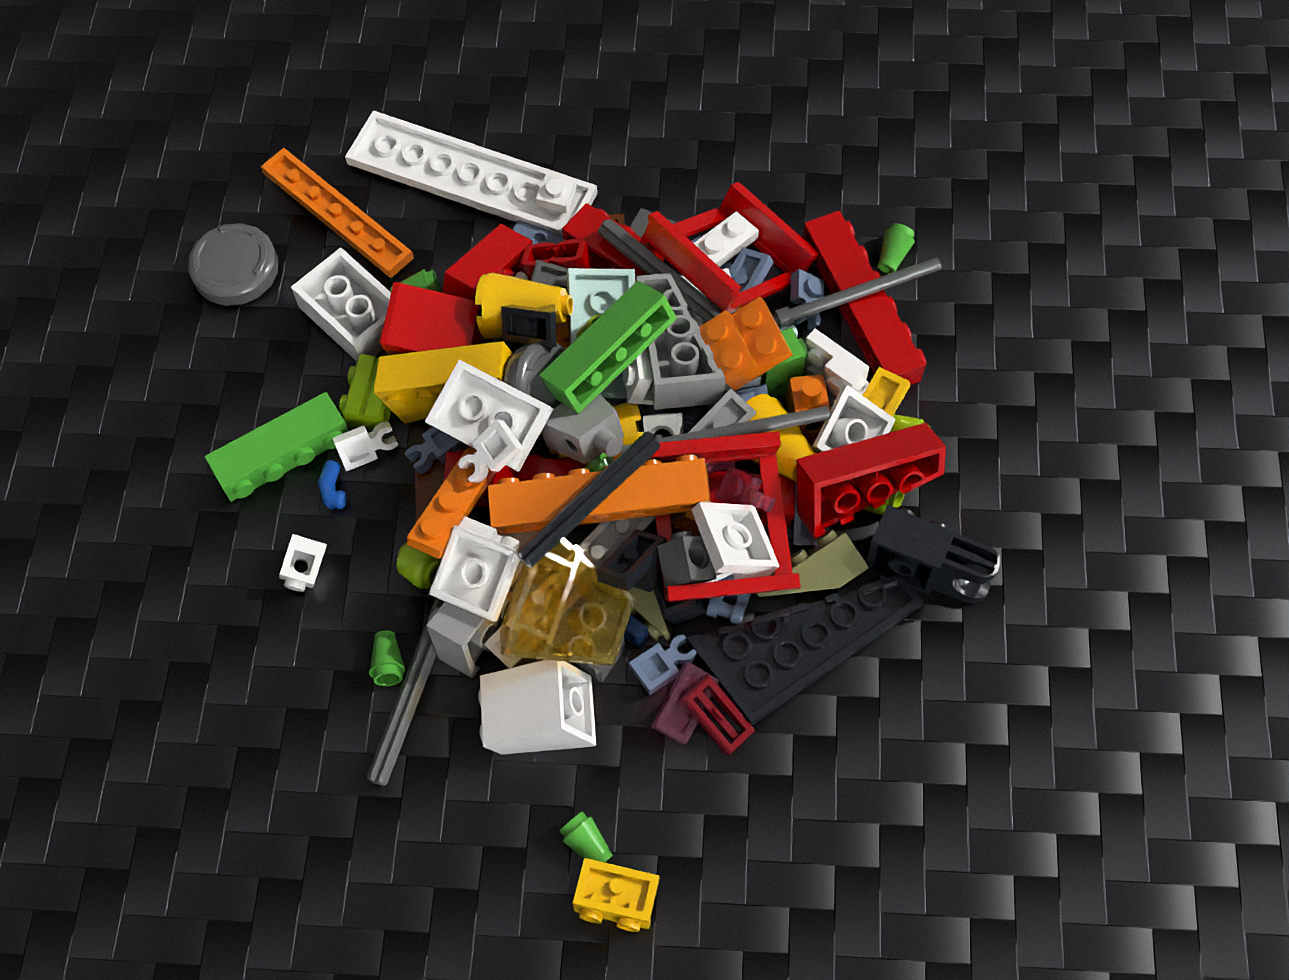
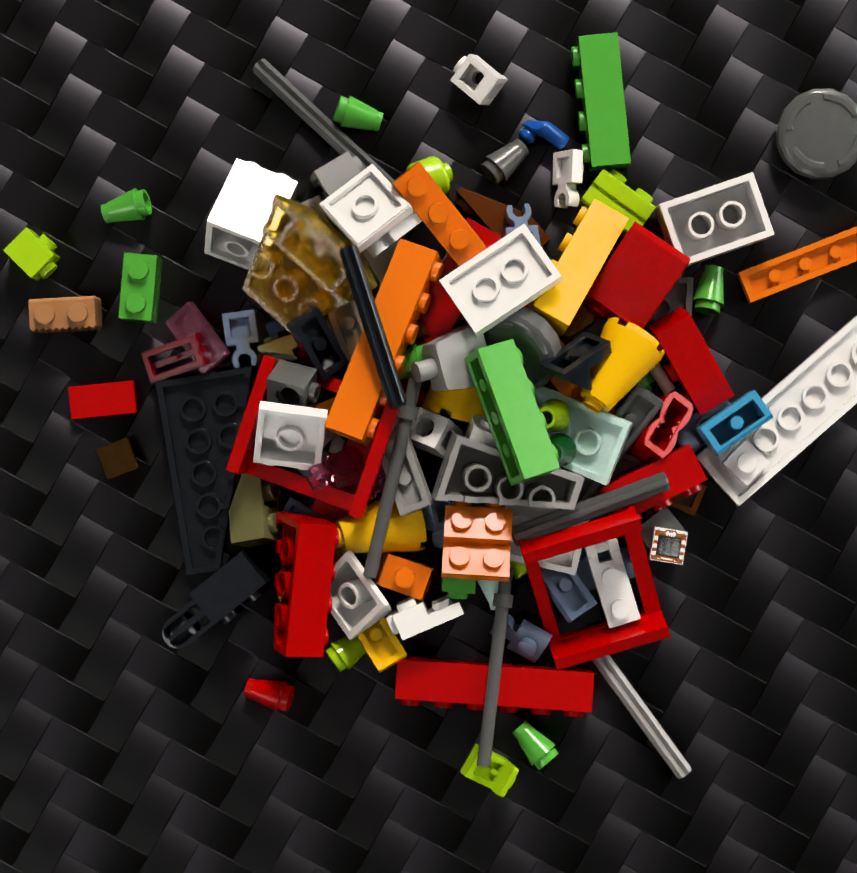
camera: 110 degrees right, 25 degrees up
(374, 506) = (504, 161): none -> dark grey cone
(494, 450) = (459, 266): white plate -> none
(525, 206) = (734, 422): none -> dark azure brick
(615, 895) = (71, 209): yellow bracket -> none
(664, 204) = (668, 545): none -> tile
(664, 782) = (140, 288): none -> bright green brick
(683, 913) = (33, 254): none -> lime brick
(729, 846) = (65, 314): none -> medium nougat brick
(797, 771) = (103, 399): none -> red tile
(820, 180) = (643, 716): none -> light grey axle
(847, 727) = (117, 458): none -> dark brown tile
(944, 279) = (497, 777): none -> lime bracket
(986, 477) = (270, 693): none -> red cone

